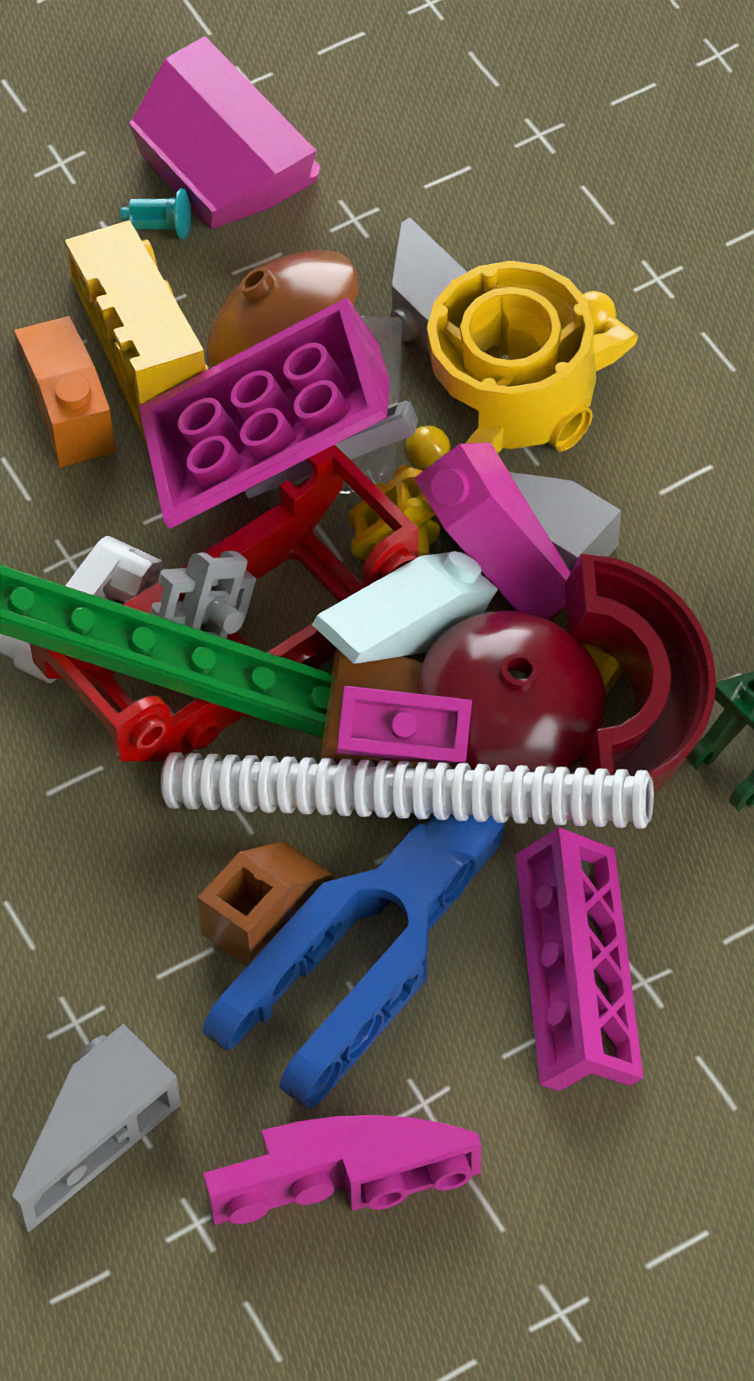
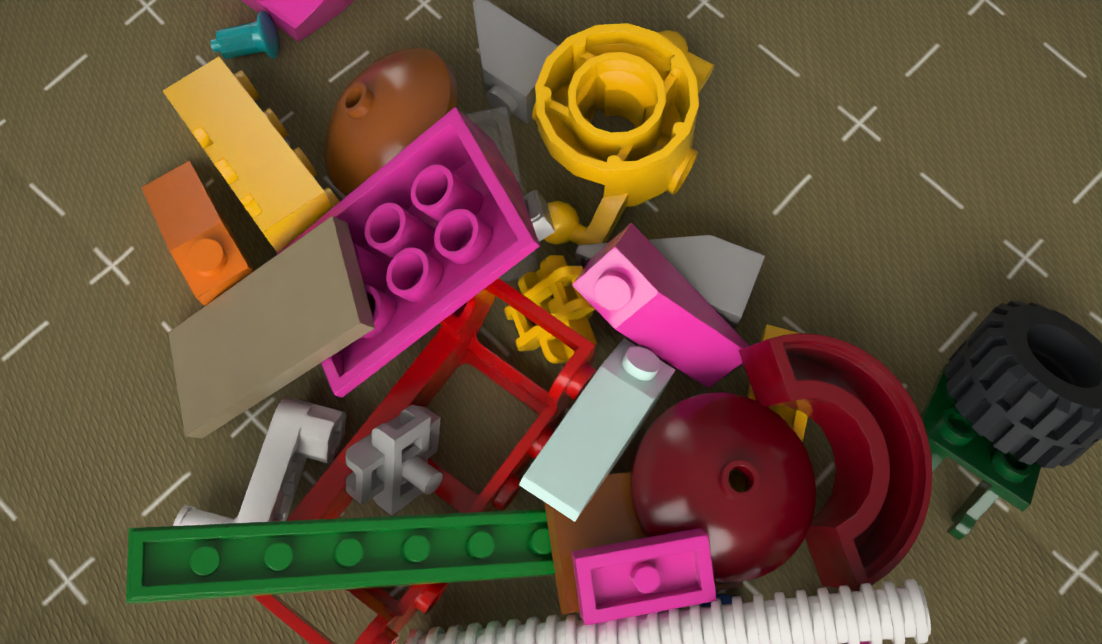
camera: 15 degrees left, 15 degrees up
(112, 464) = (270, 328): none -> dark tan tile

